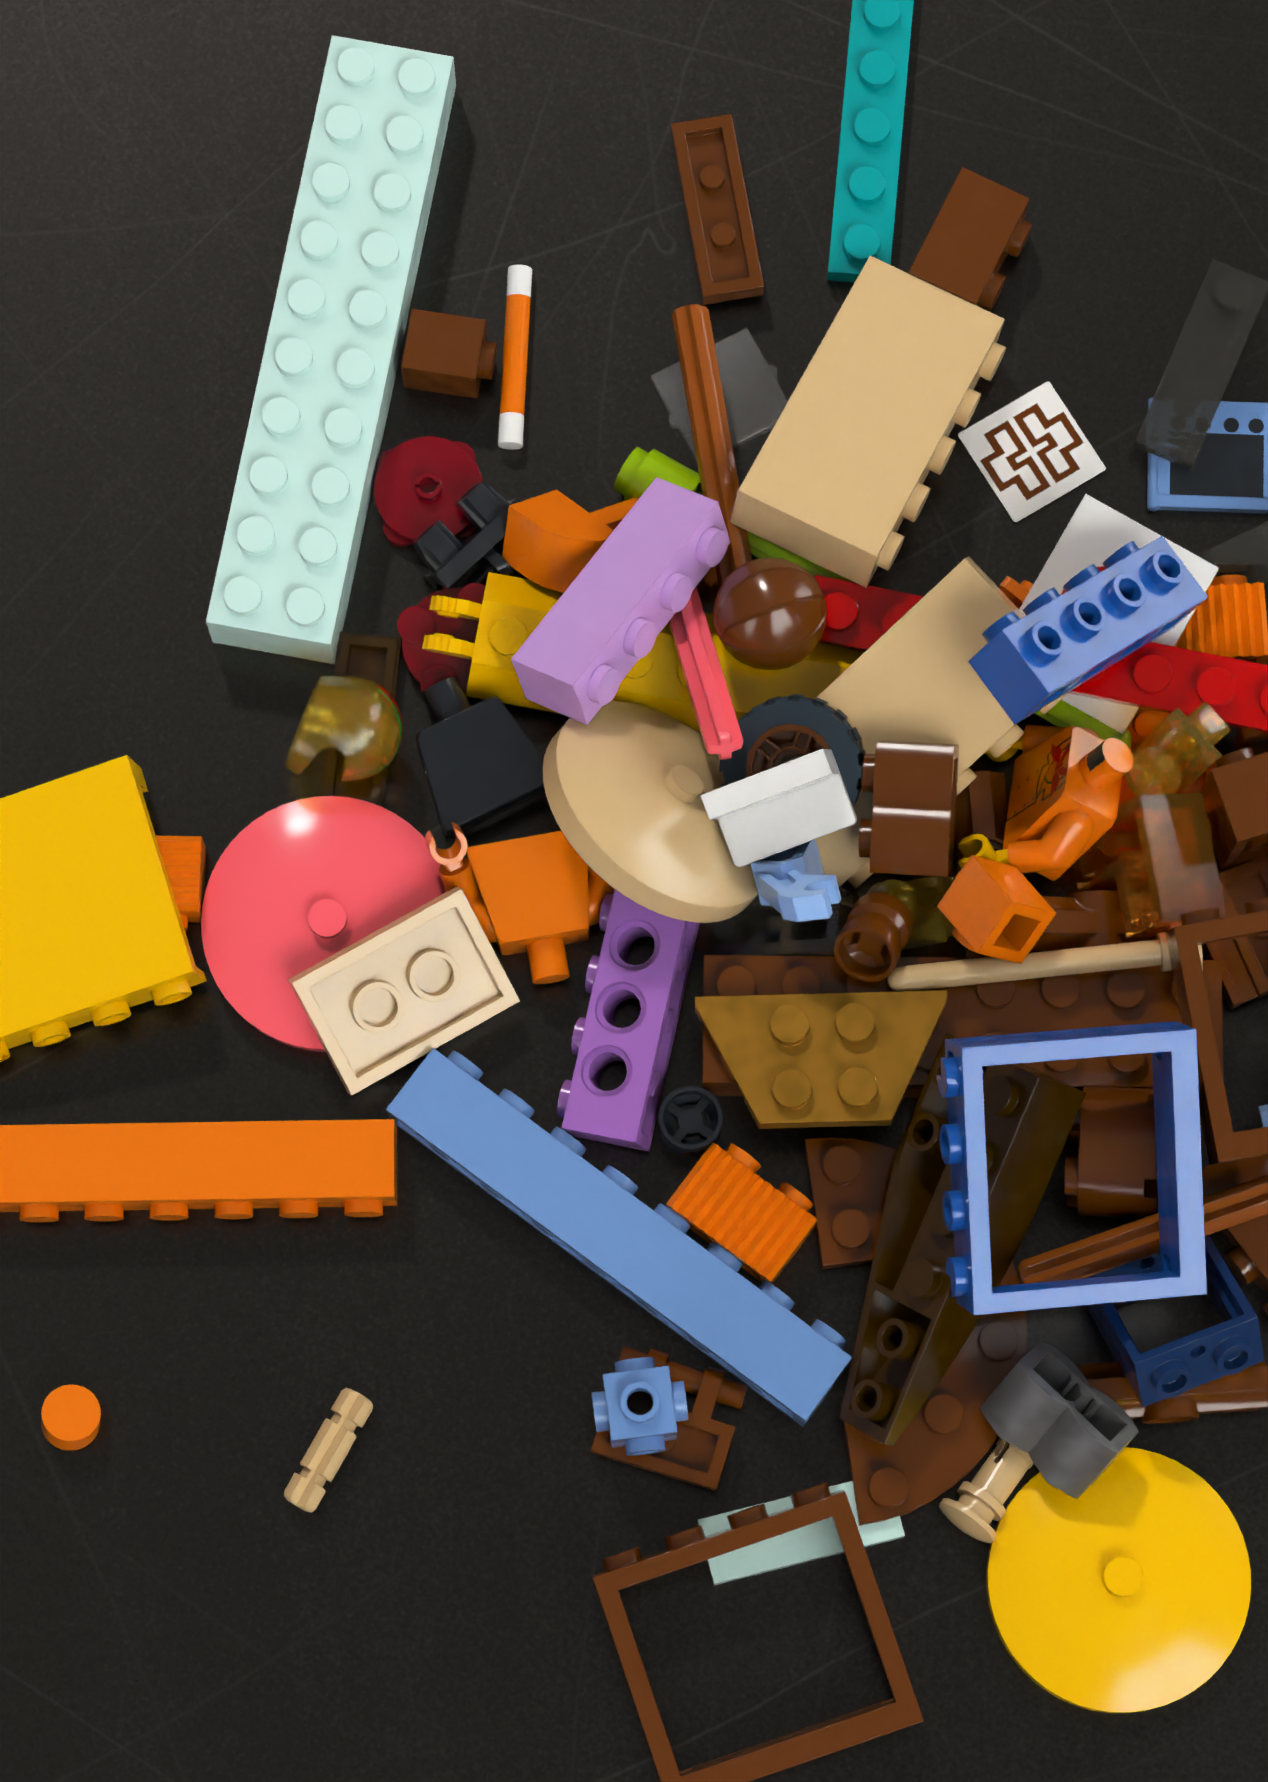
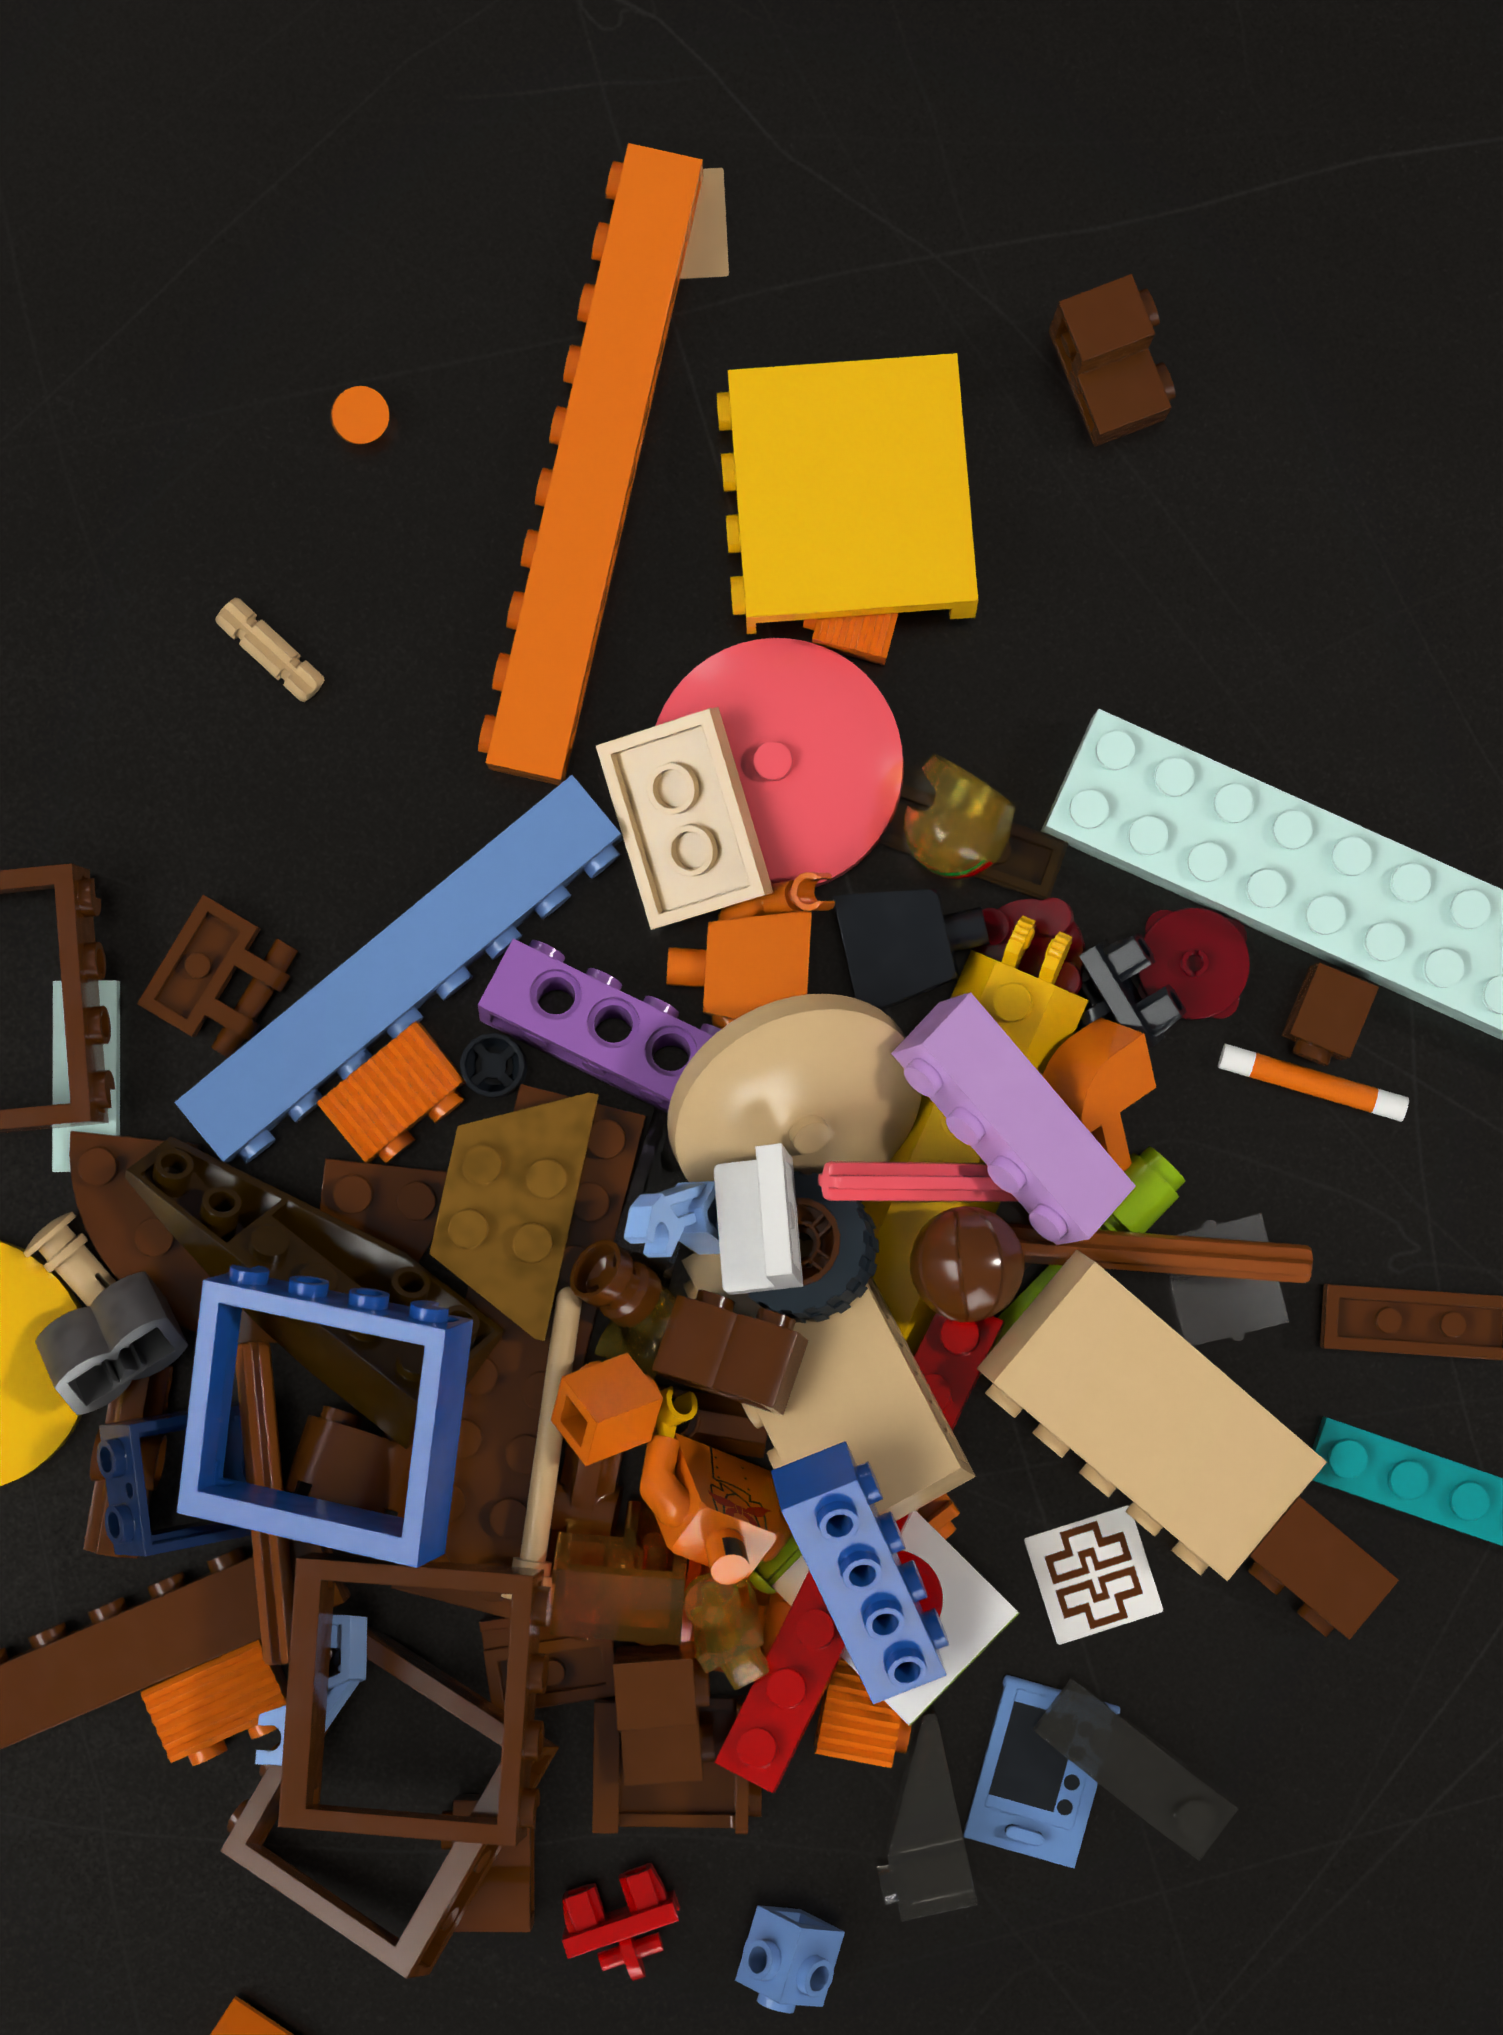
camera: 105 degrees right, 10 degrees up
(644, 1432) = (245, 954): medium blue brick -> none

